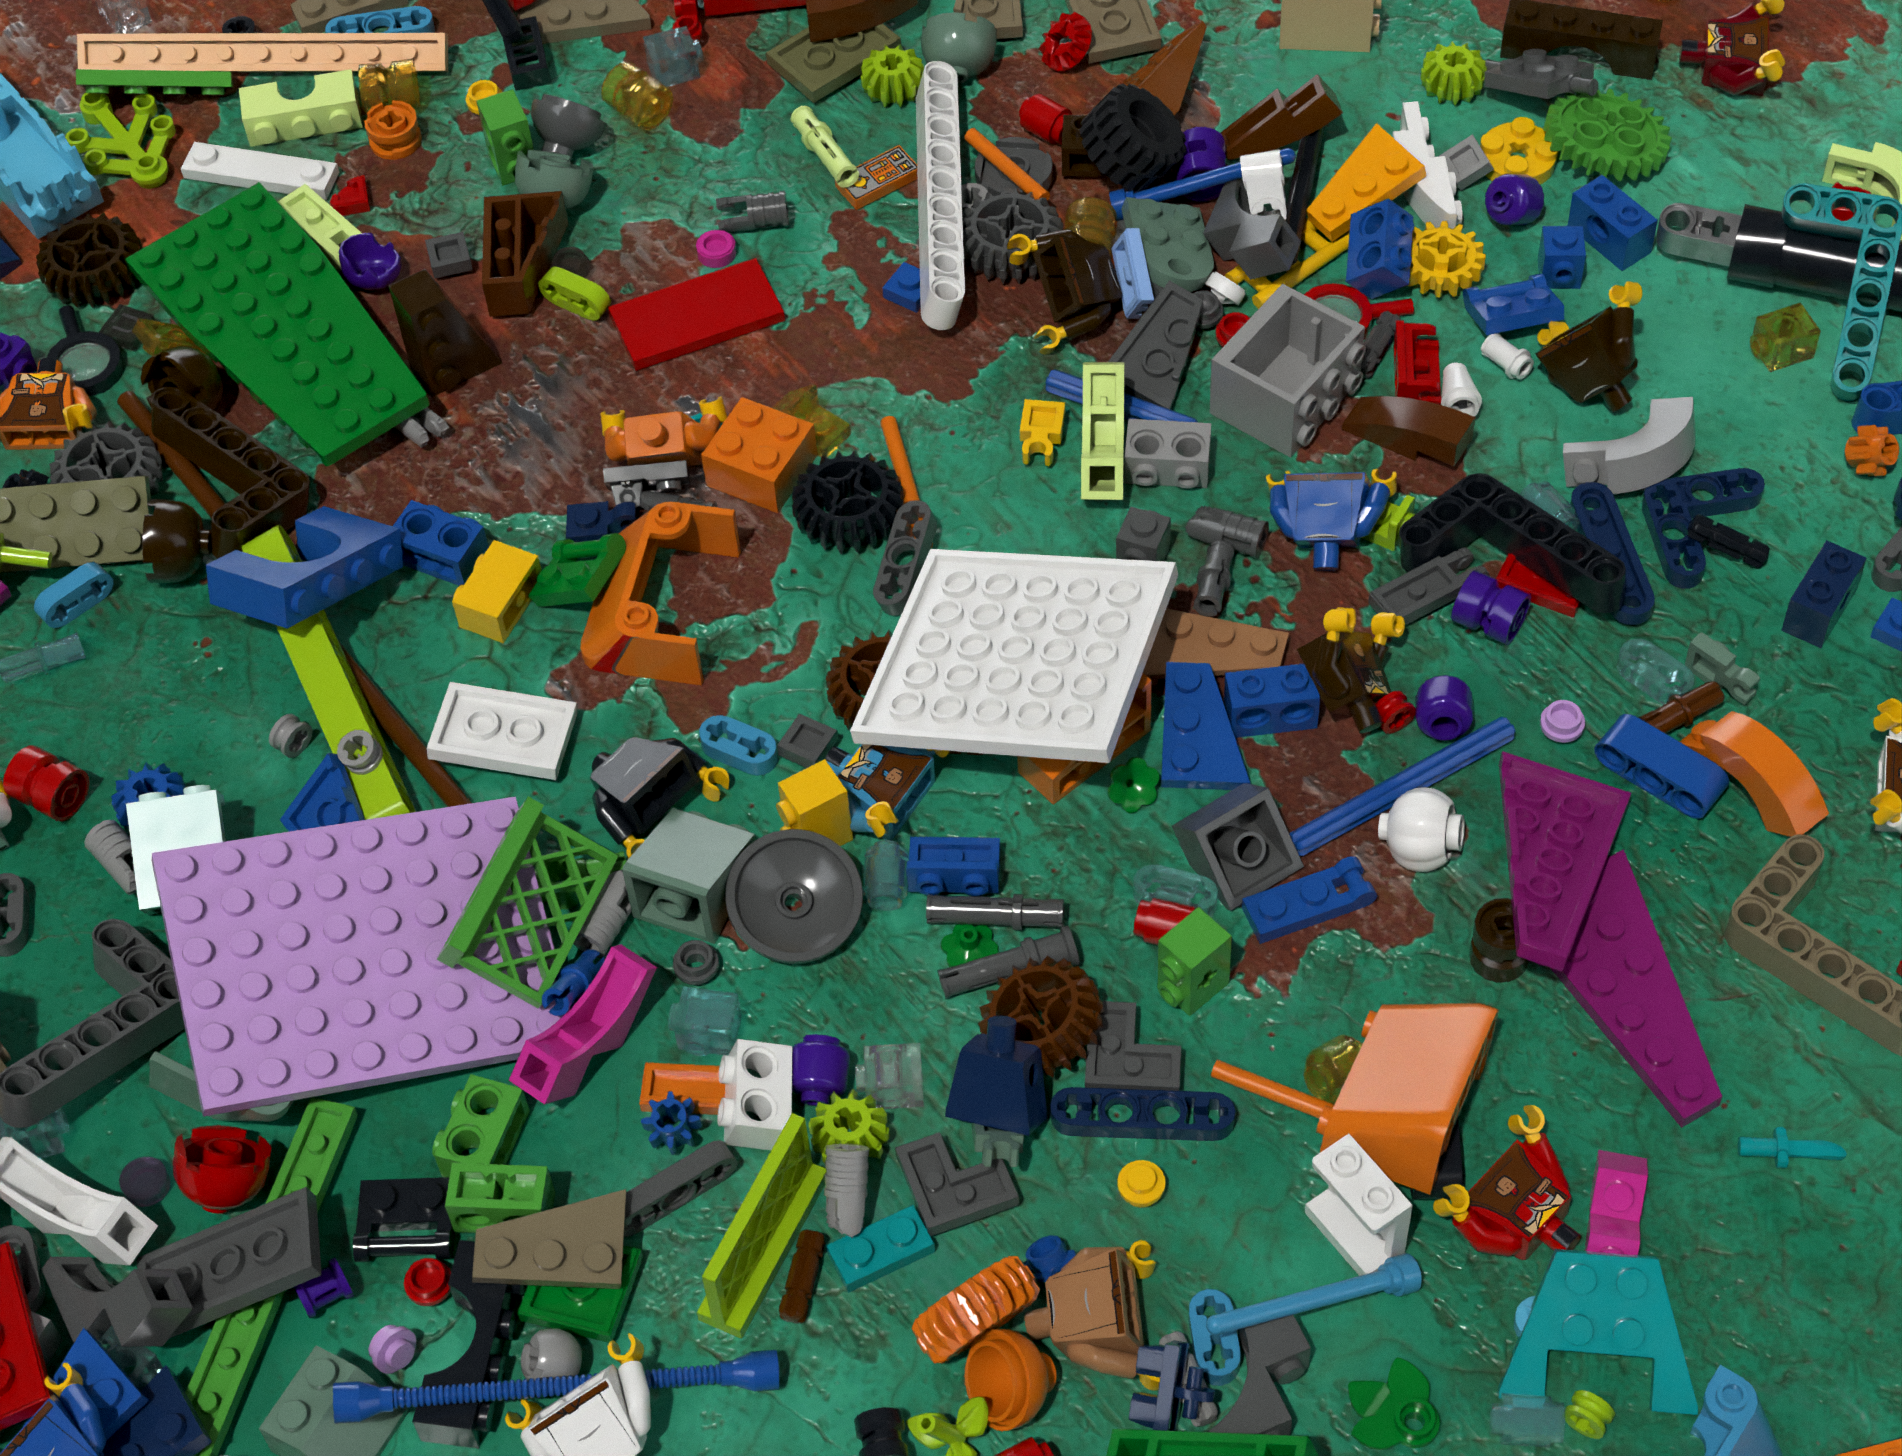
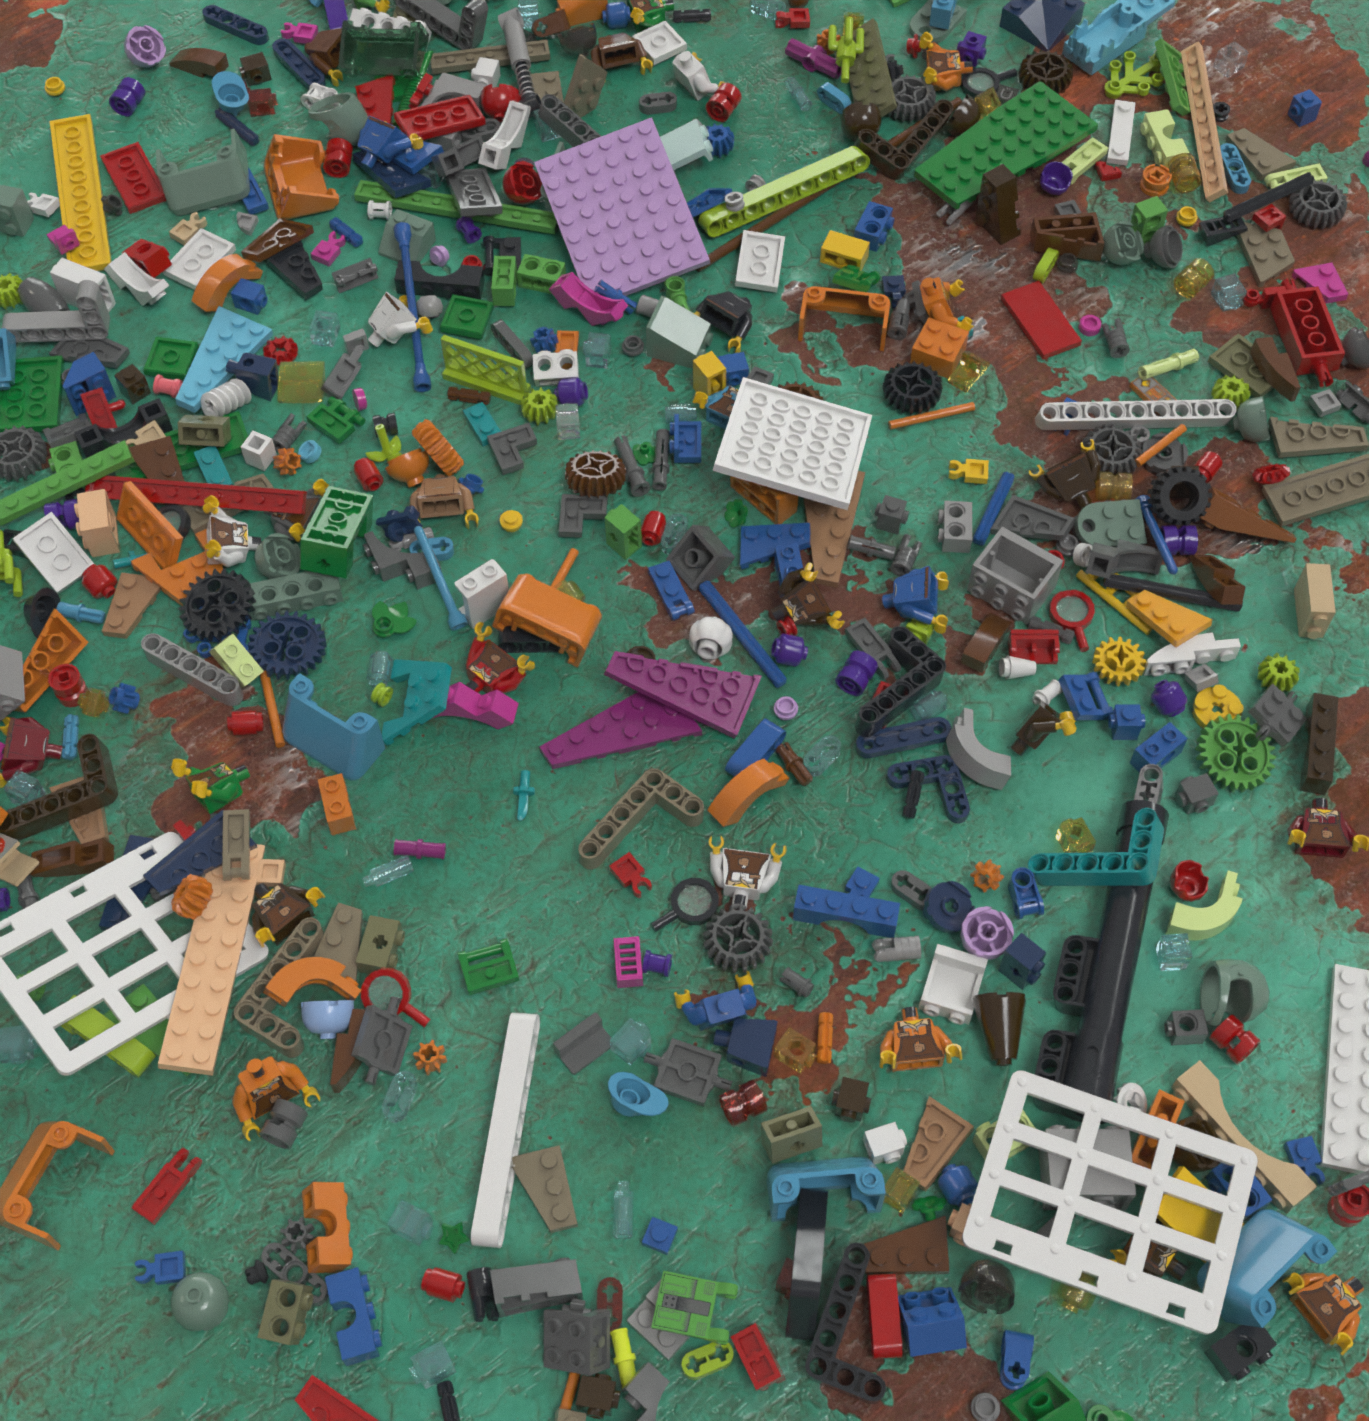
camera: 85 degrees right, 5 degrees up
(339, 557) = (818, 161): blue arch -> none
(494, 884) = (653, 250): bright green fence -> none
(556, 1246) = (475, 298): dark tan wing -> none
(740, 742) = (755, 353): dark azure beam -> none
(770, 768) = (736, 368): none -> blue brick
(798, 867) = (657, 365): dark grey dish -> none
(846, 1187) = (505, 400): light grey hinge -> none
(901, 540) = (890, 413): dark grey beam -> none
(997, 1144) = (533, 459): sand green plate -> none
(999, 1081) = (561, 448): dark blue torso -> none
(1102, 431) = (936, 491): yellowish green arch -> none
(1132, 273) = (1079, 502): light blue tile -> none
(1142, 1123) = (548, 521): dark blue beam -> none
(1264, 182) = (1147, 559): white piece -> none
(1379, 249) = (1115, 623): blue brick -> none
(1683, 181) = (1196, 794): none -> dark grey brick
(1714, 662) = (825, 781): sand green plate -> none
(1823, 594) = (876, 839): dark blue brick -> none

